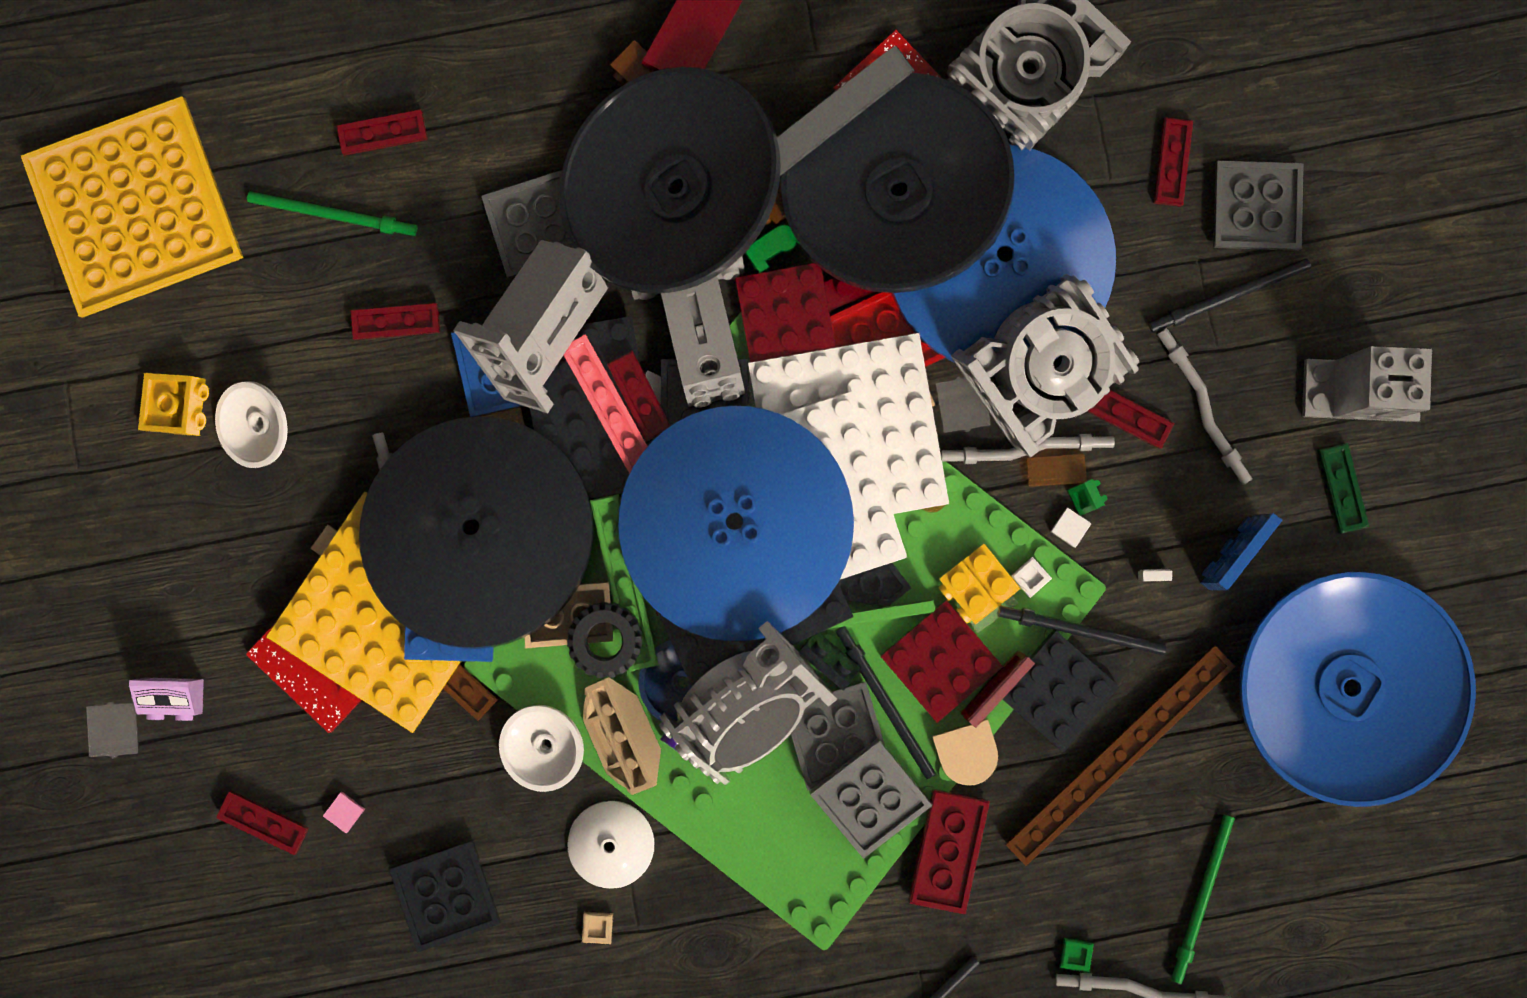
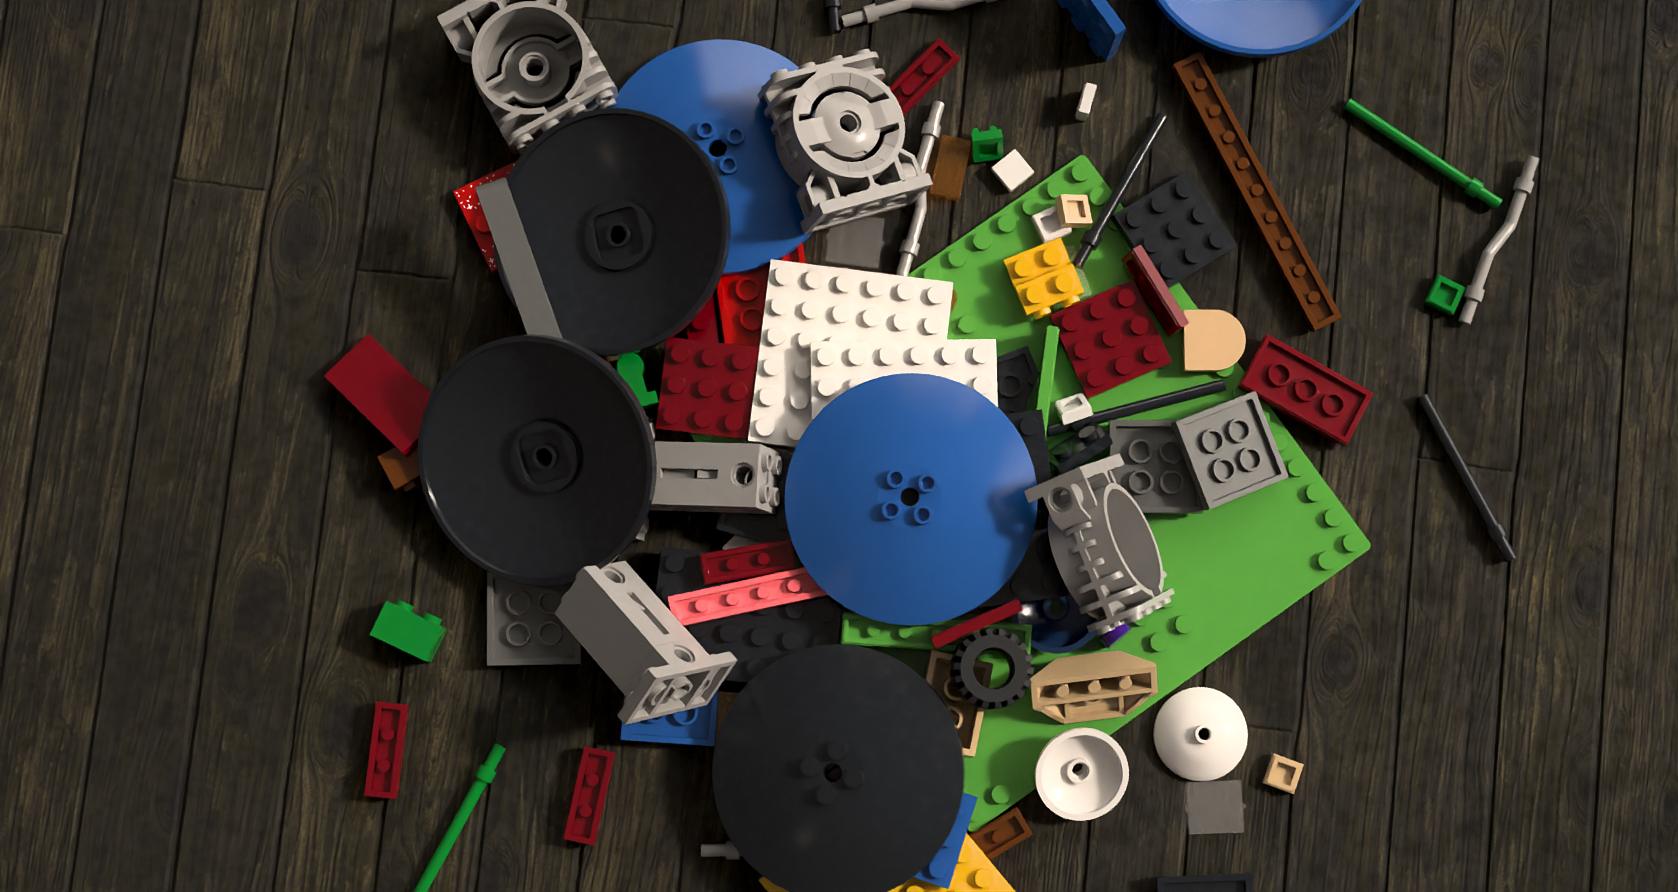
camera: 75 degrees left, 5 degrees down
(491, 118) = (409, 631): none -> green brick
(550, 875) = (1214, 807): none -> clear piece
(641, 614) = (976, 623): none -> dark red tile
(866, 646) = (1072, 408): none -> white tile
(1048, 593) = (1073, 211): none -> tan tile

